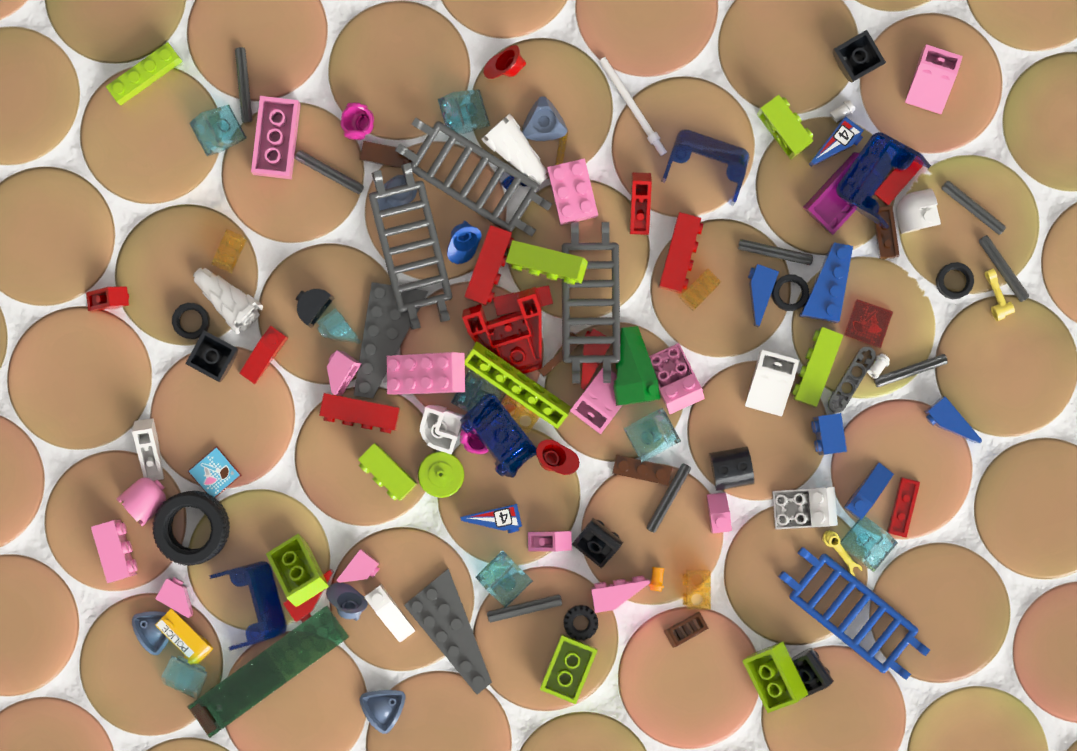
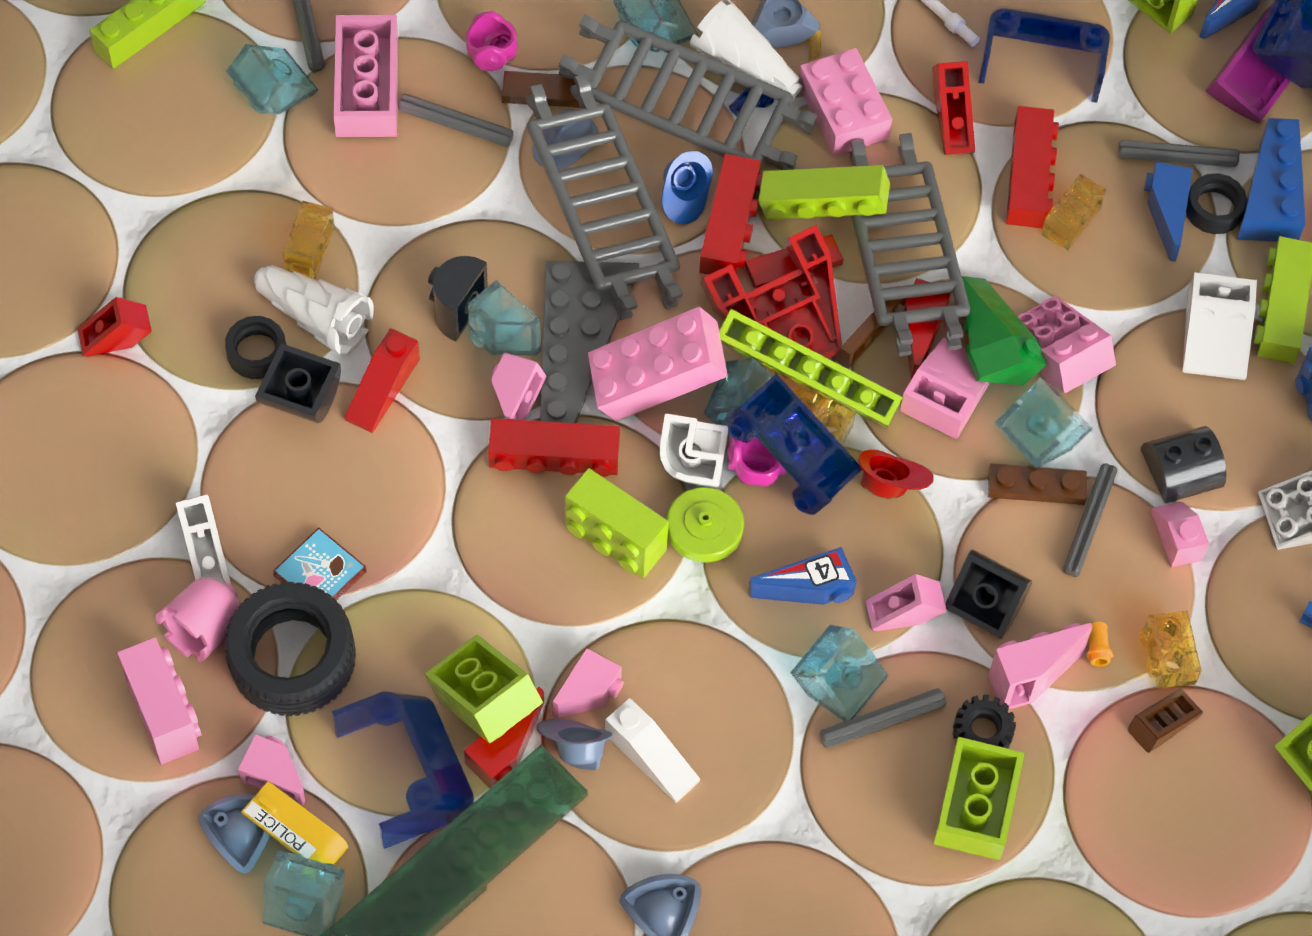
camera: 10 degrees left, 25 degrees down
(446, 623) = (750, 757): dark grey wing -> none

